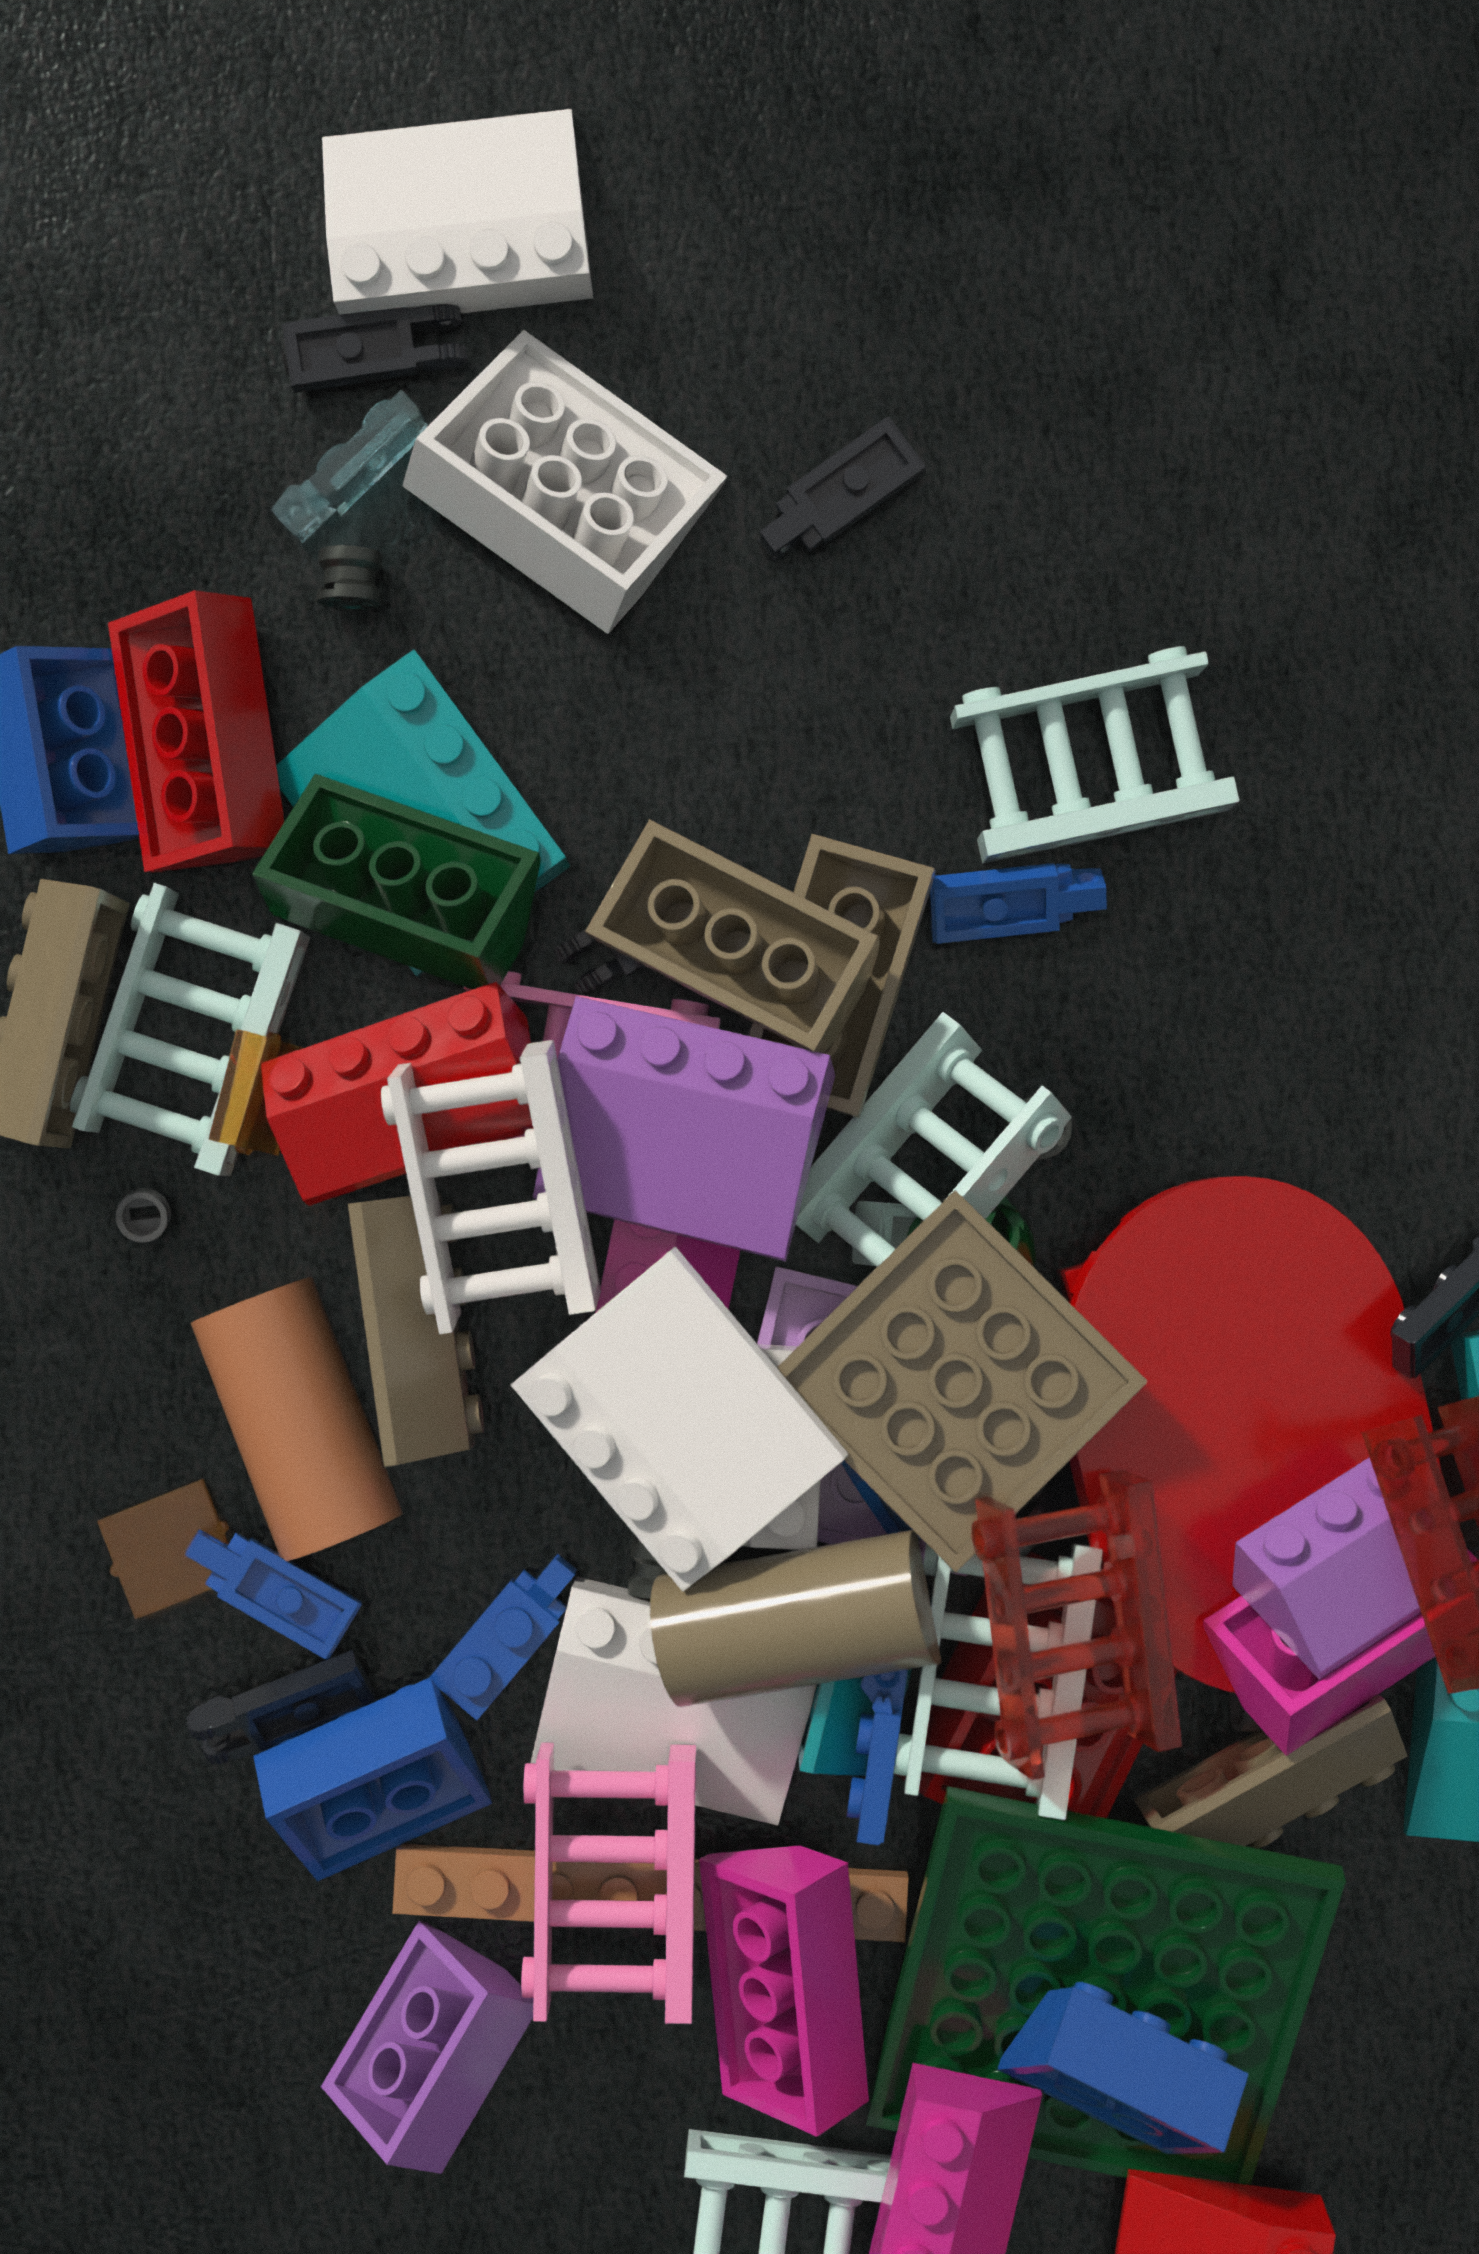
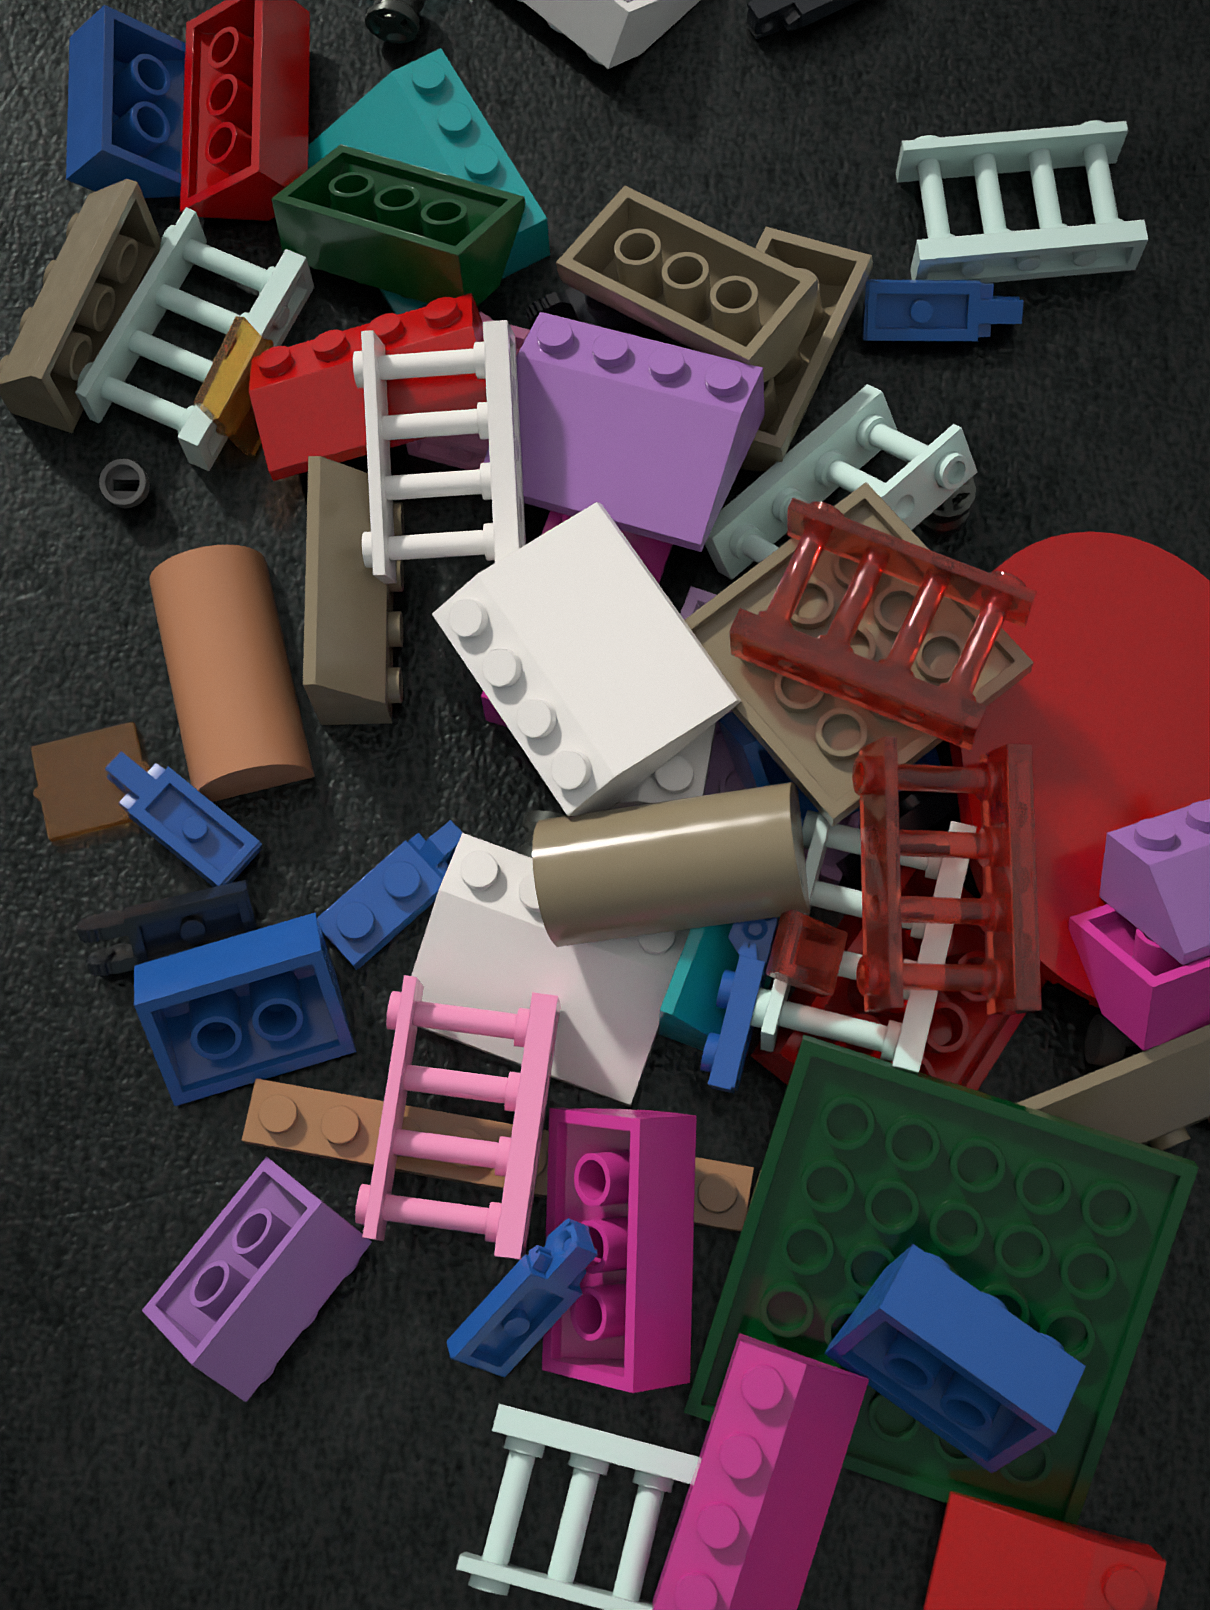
camera: 10 degrees right, 15 degrees down
(701, 2051) = (525, 1302): none -> blue hinge
(942, 1708) = (807, 953): none -> clear red tile
(1002, 1432) = (889, 685): none -> clear red fence

